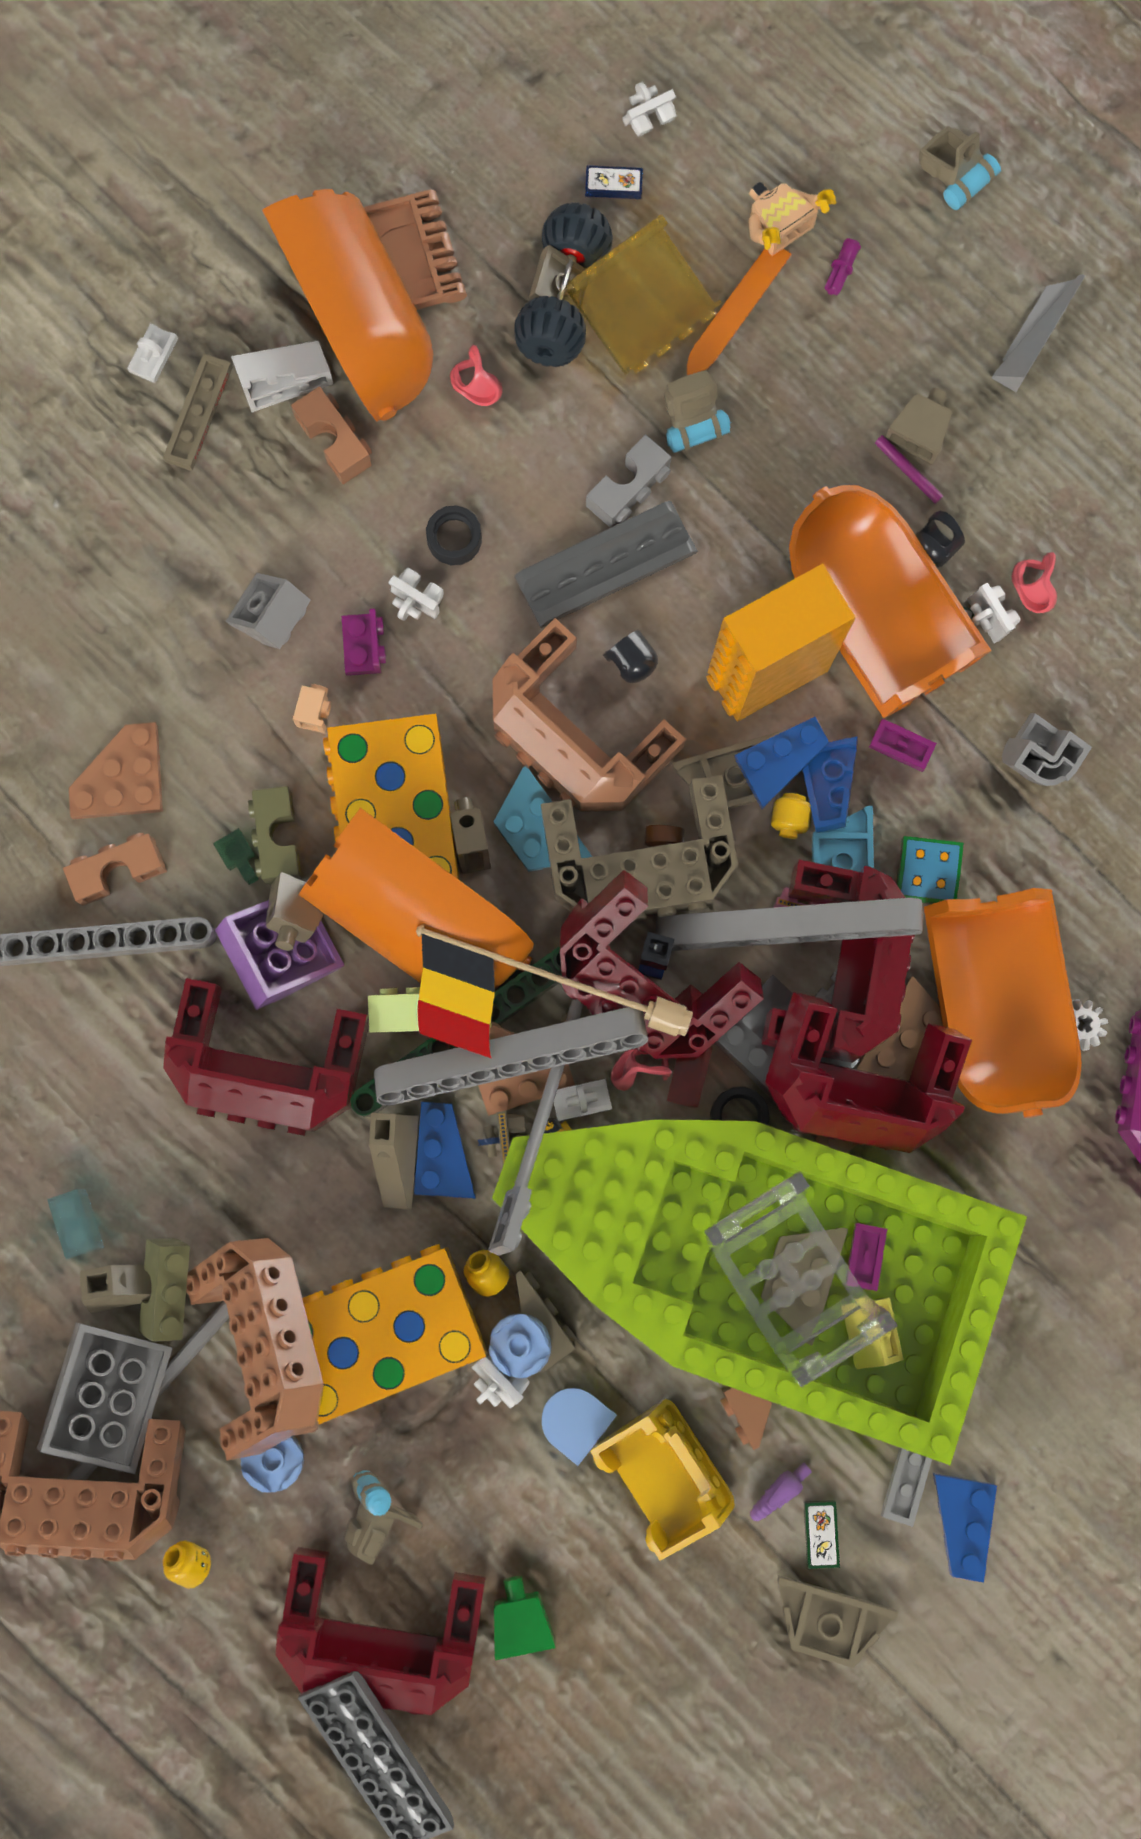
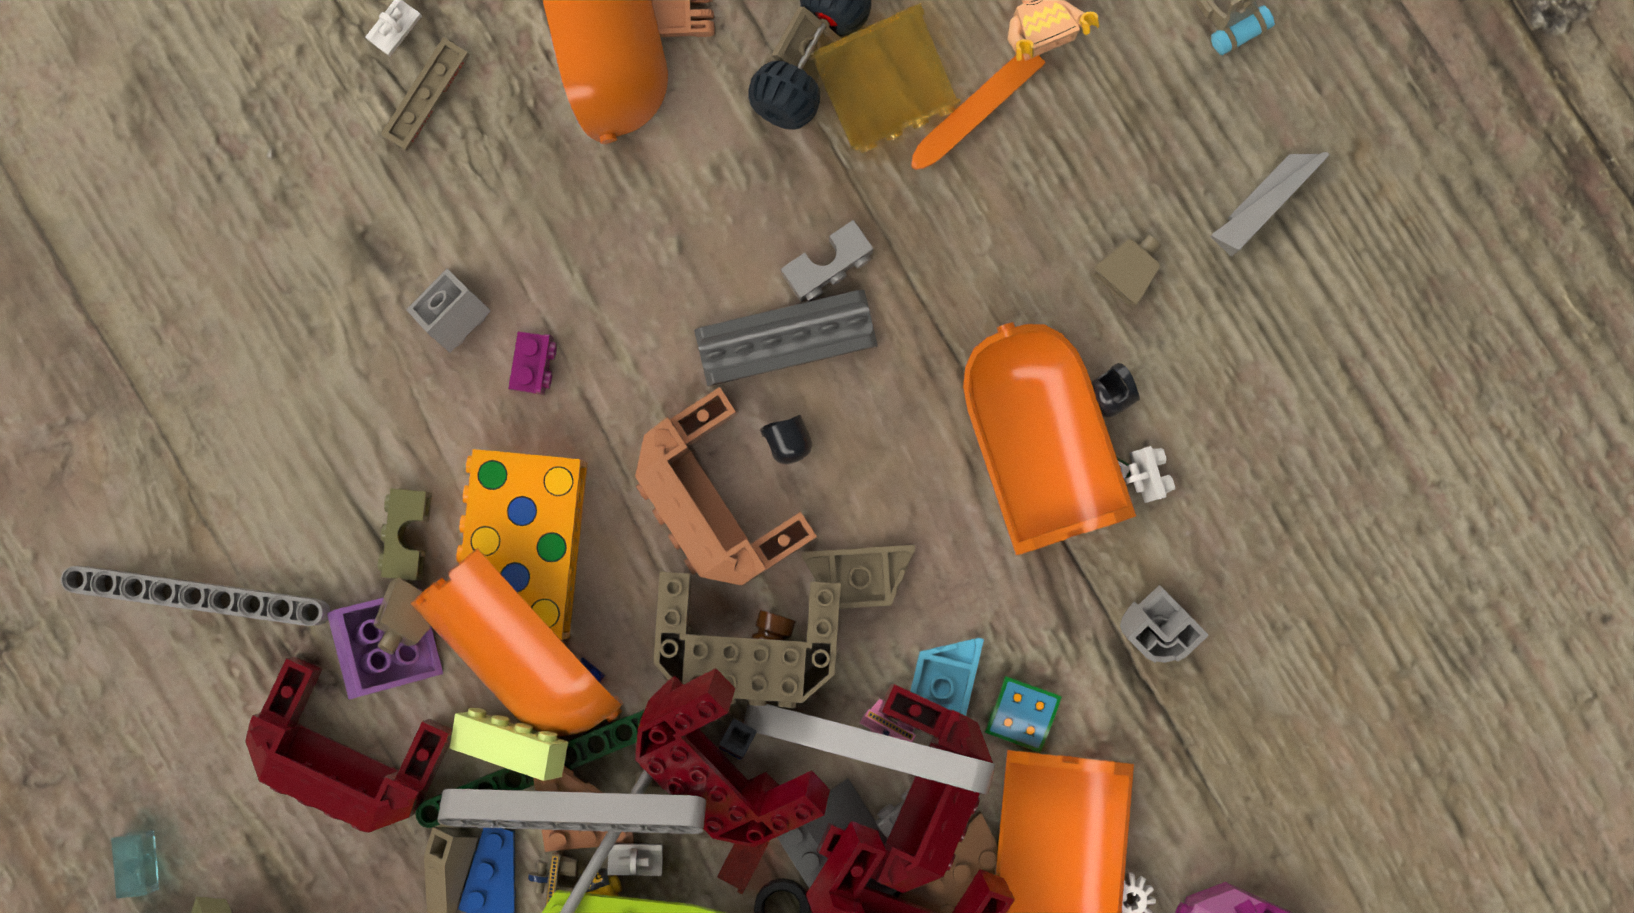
camera: 15 degrees right, 5 degrees up
(89, 874) = (219, 534): nougat arch -> none
(122, 777) = (273, 441): nougat plate -> none
(235, 853) = (363, 542): clear green plate -> none
(281, 373) = (512, 76): white wedge -> none
(312, 708) = (468, 417): light nougat brick -> none
(319, 414) = (541, 123): nougat arch -> none
(404, 588) = (585, 316): white hips -> none
(452, 513) = (639, 254): black tyre -> none
(460, 994) = (537, 742): flag -> none
(469, 836) = (588, 592): dark tan torso -> none
(484, 388) = (707, 134): coral piece -> none
(522, 822) = (641, 575): medium azure wing -> none
(626, 1069) = (682, 844): coral piece -> none
(694, 412) = (906, 208): dark tan piece -> none
(779, 642) = (923, 473): light orange brick -> none
(779, 759) = (906, 573): blue wing -> none
(791, 815) = (902, 630): yellow head -> none
(830, 784) = (947, 606): blue wing -> none
(842, 266) = (1091, 88): magenta axle -> none
(902, 745) = (1028, 585): magenta plate -> none
(908, 469) = (1105, 309): magenta bar -> none
(1040, 595) = (1199, 469): coral piece -> none

